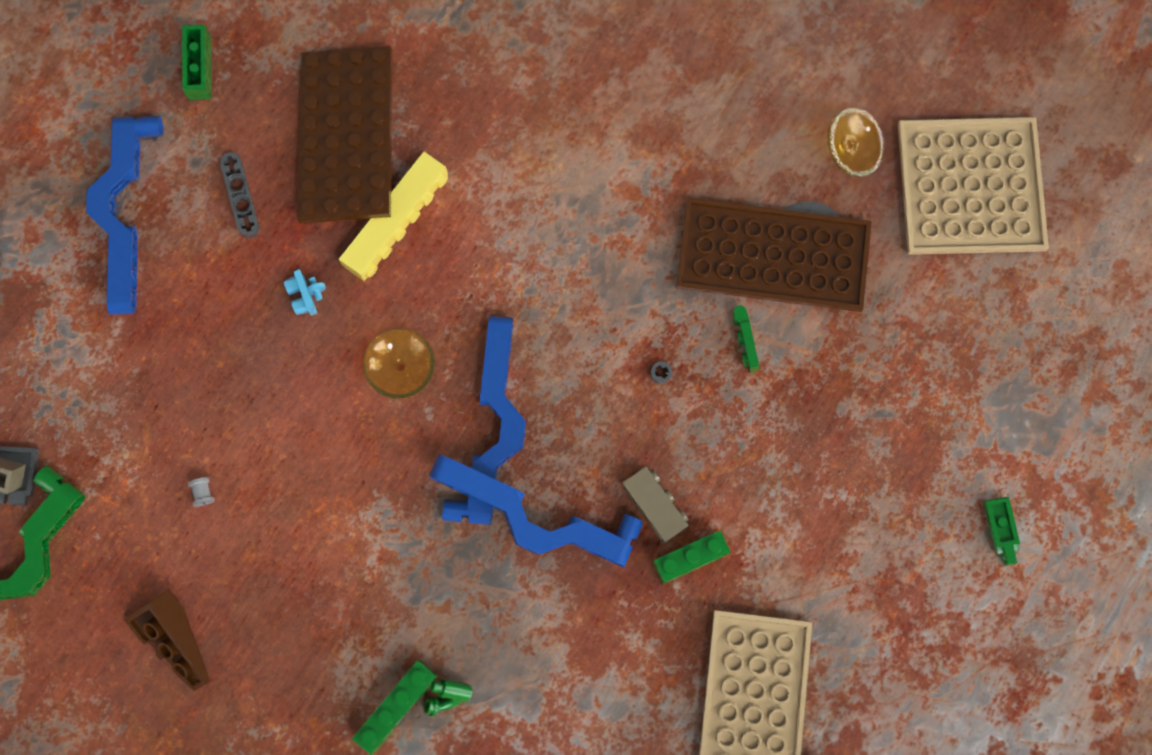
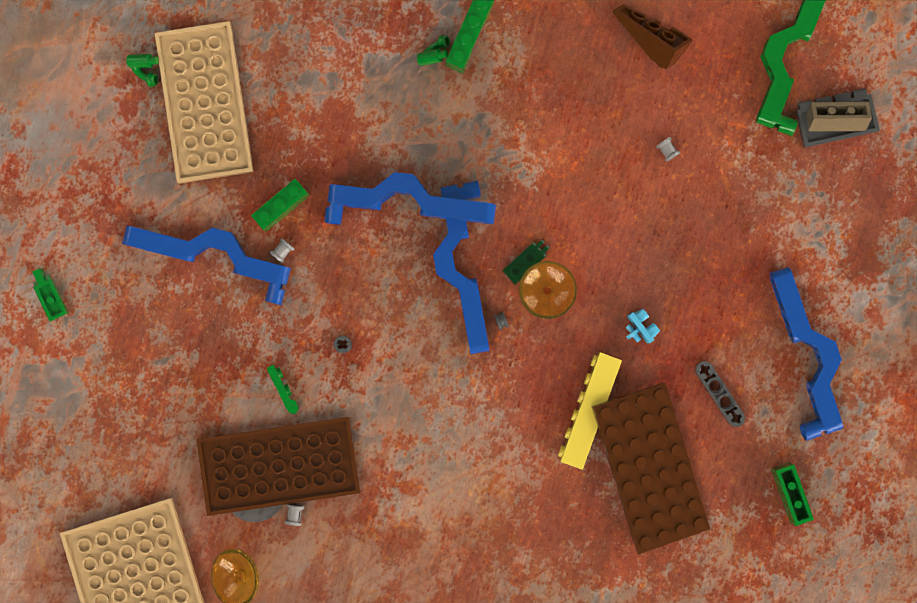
camera: 165 degrees right, 10 degrees up
(414, 408) = (529, 257): none -> dark green hinge
(465, 346) = (501, 320): none -> dark grey bush
(655, 504) = (318, 238): dark tan brick -> none
(704, 502) = (281, 250): none -> light grey bush
(769, 195) = (294, 514): none -> light grey bush
(780, 538) = (217, 239): none -> blue beam

